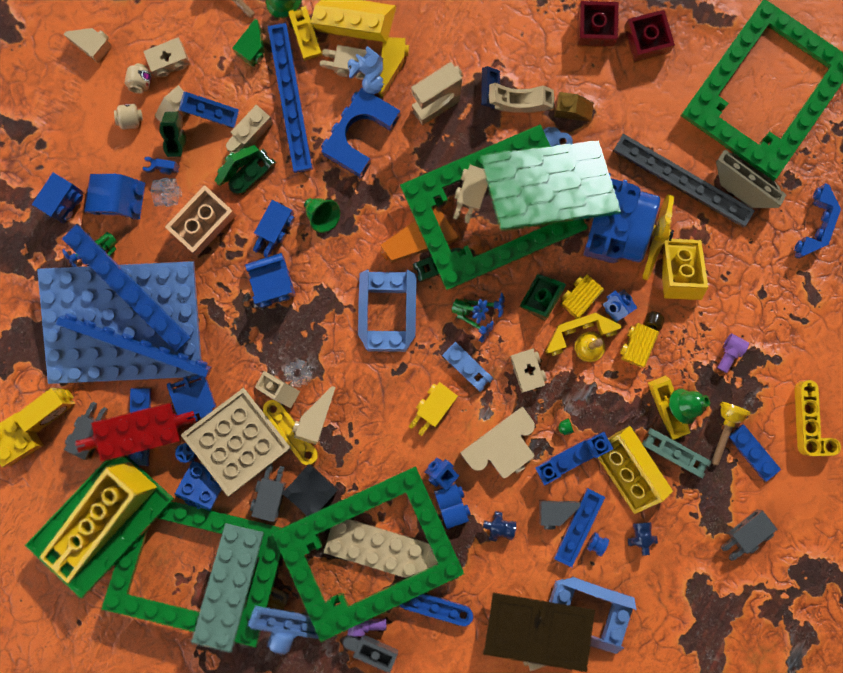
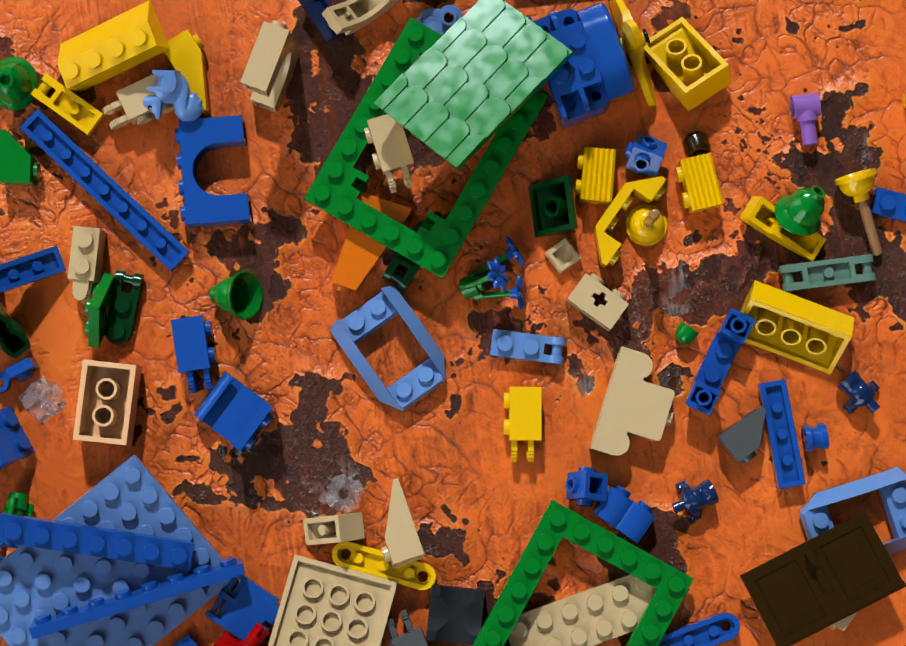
camera: 35 degrees left, 0 degrees up
(527, 328) = (563, 255): none -> tan tile

